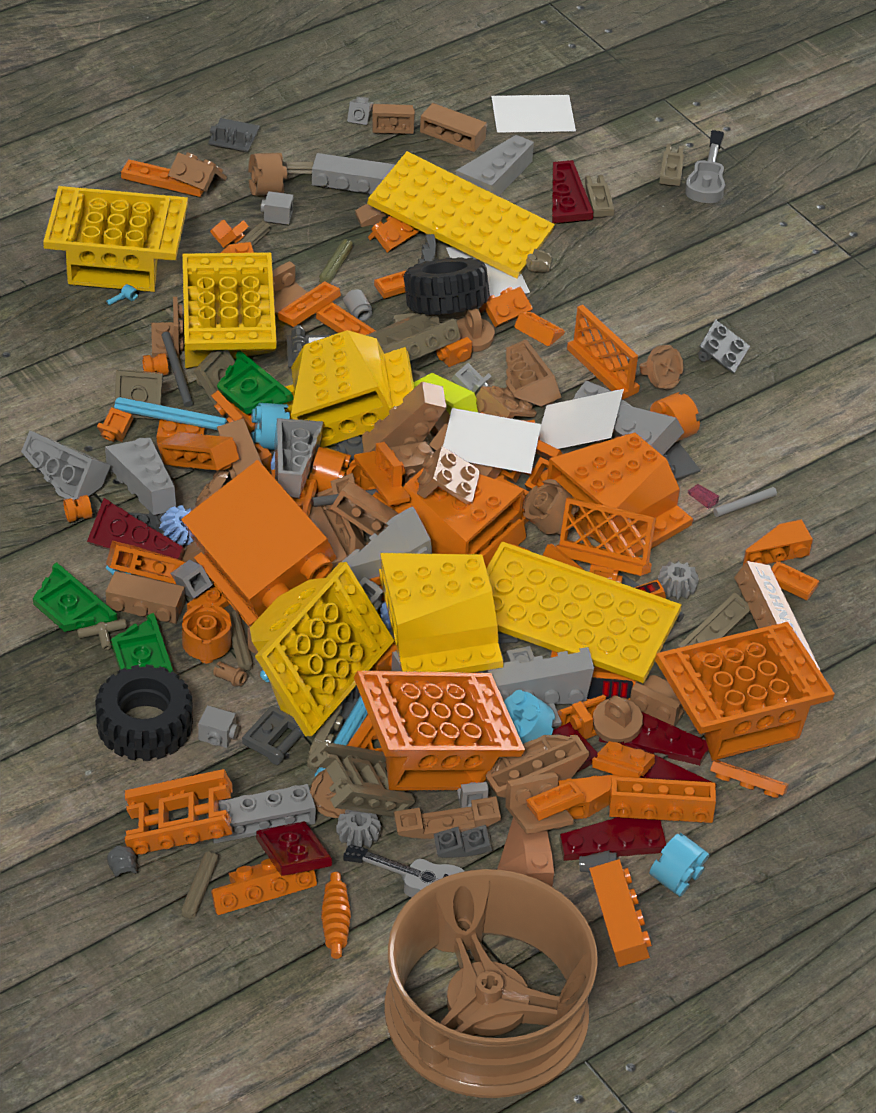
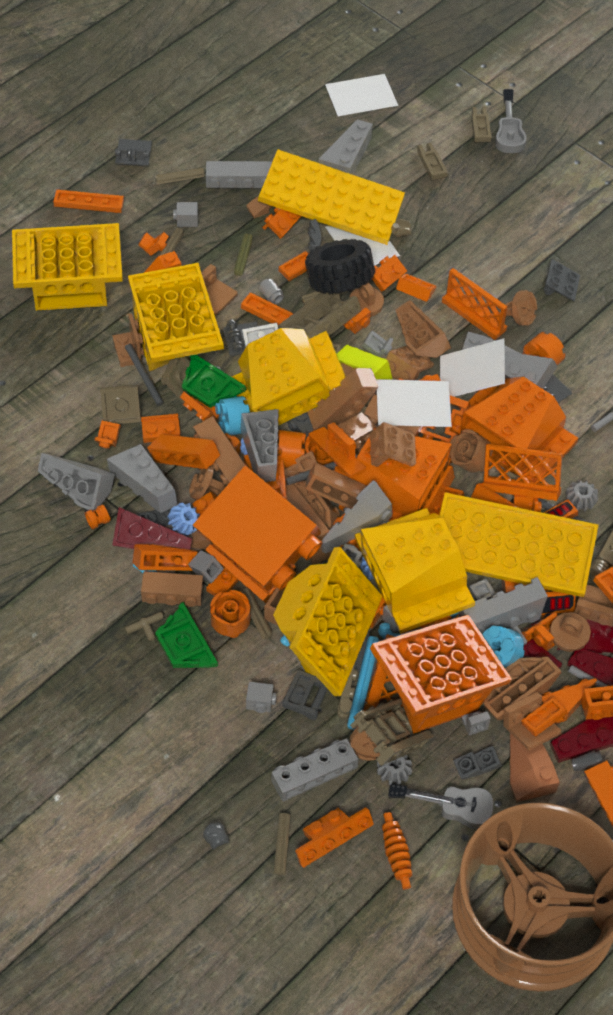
camera: 10 degrees left, 10 degrees up
(70, 602) = (113, 604): green wing -> none
(127, 291) = (85, 310): medium azure hand -> none
(149, 736) = (199, 673): black tyre -> none
(156, 364) = (125, 374): orange wheel -> none
(169, 413) = (150, 418): medium azure axle -> none
(173, 796) = (246, 770): orange fence -> none
(194, 171) = (112, 193): medium nougat bracket -> none
(234, 675) = (257, 645): medium nougat pin -> none
(266, 173) = (170, 185): medium nougat brick -> none
(293, 848) = (350, 799): dark red tile -> none
(309, 304) = (234, 297): orange plate -> none
(359, 110) = (227, 114): light grey bracket -> none
(392, 118) = (255, 117): medium nougat bracket -> none
(424, 826) = (444, 753): medium nougat slope -> none
(453, 127) = (304, 118): medium nougat brick -> none
(568, 194) = (408, 164): dark red wing -> none
(623, 760) = (585, 669): orange plate -> none
(704, 496) = (580, 415): clear pink piece -> none

